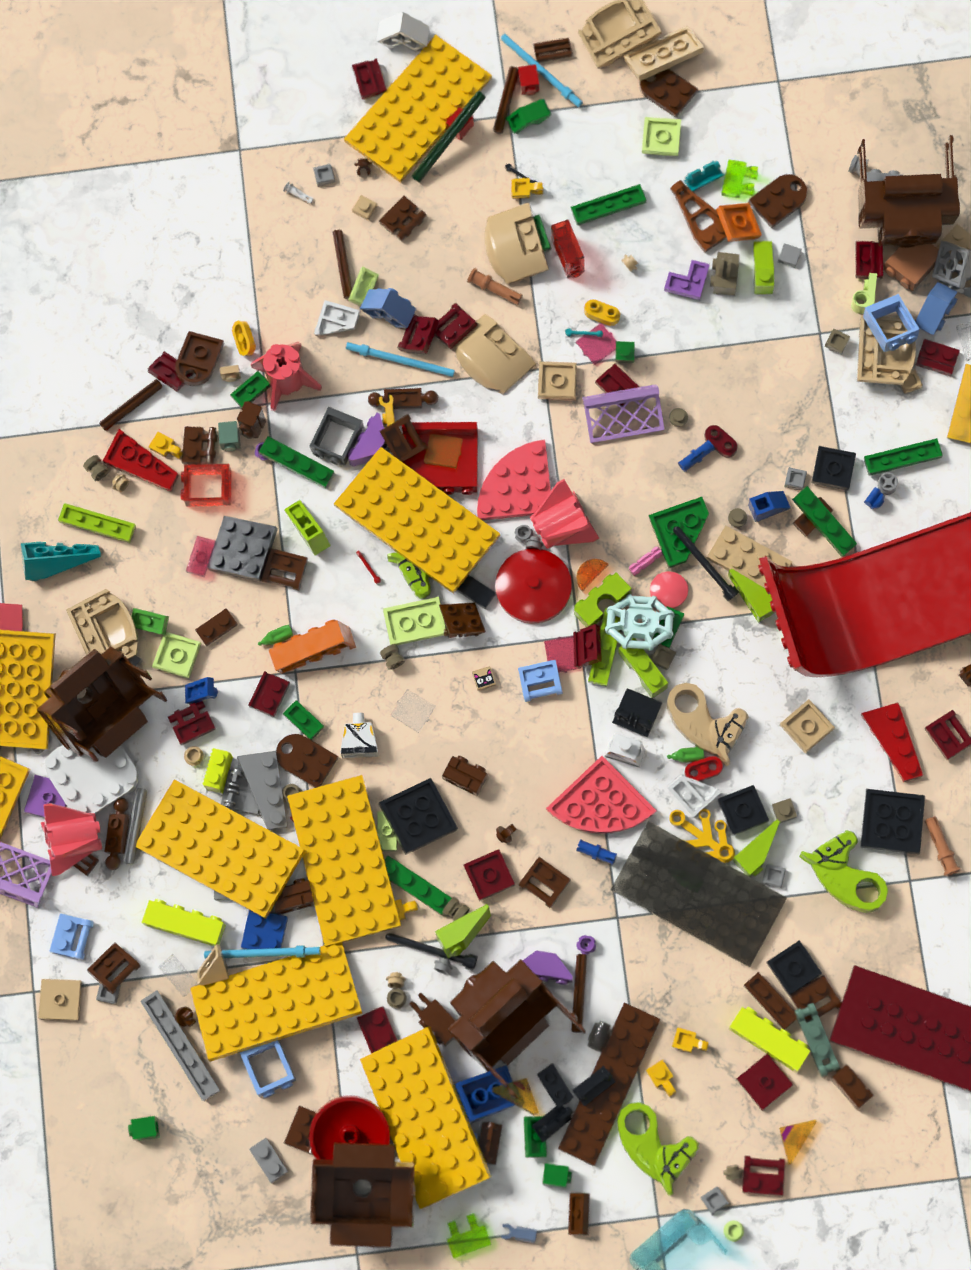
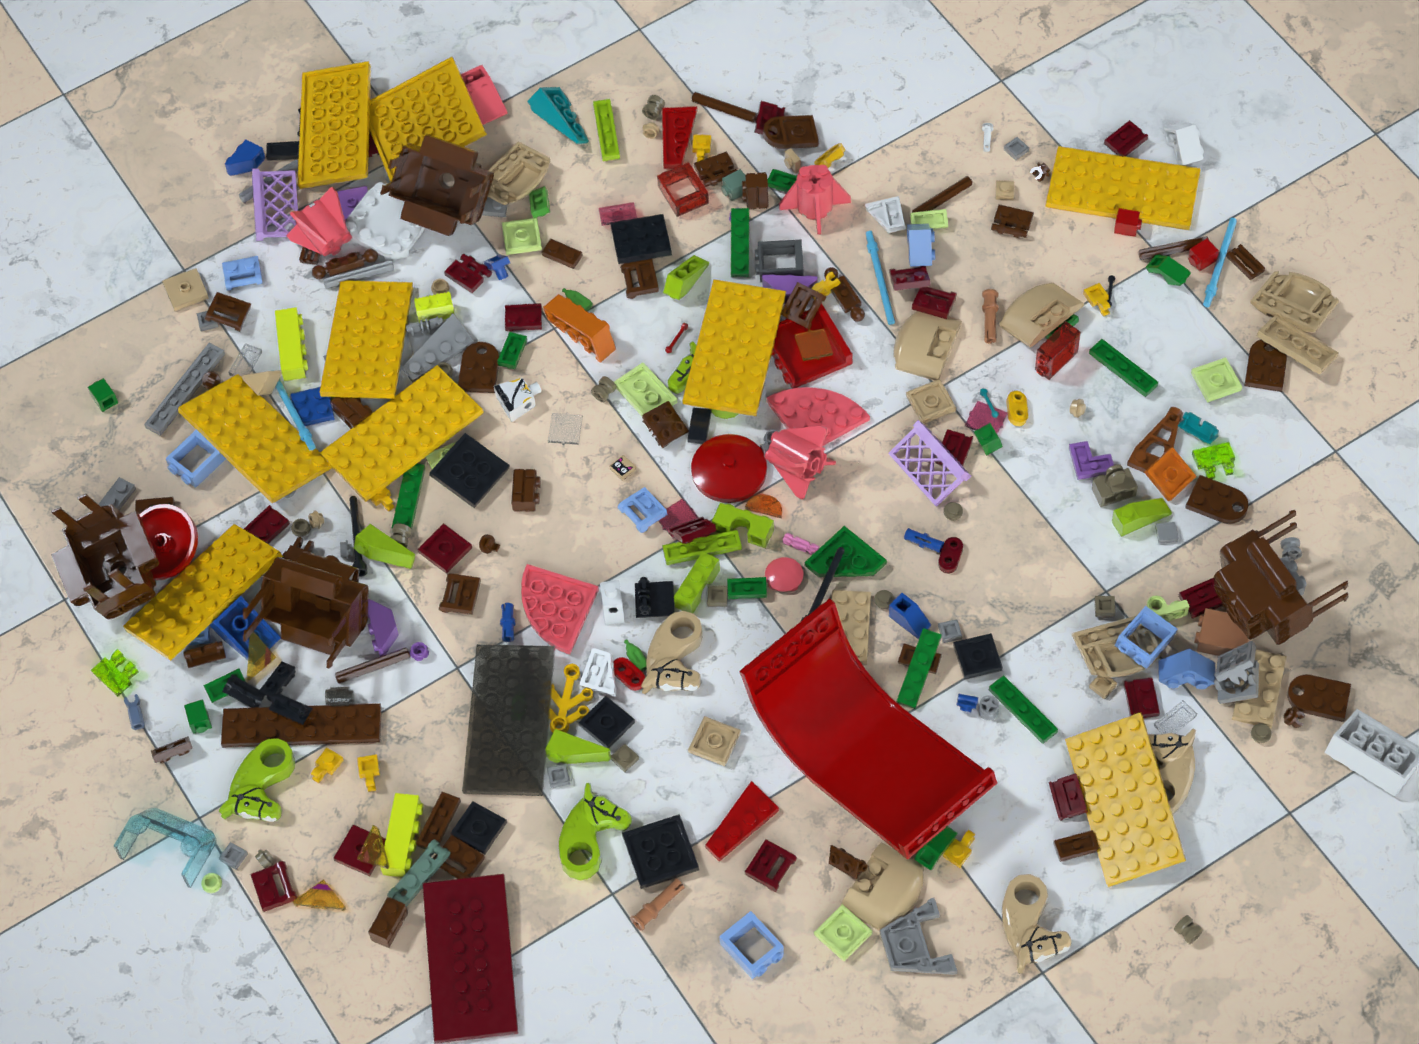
camera: 60 degrees right, 15 degrees down
(448, 136) = (1106, 215): dark green axle -> none
(639, 608) = (729, 563): light aqua plate -> none
(778, 1070) = (373, 850): none -> clear yellow tile

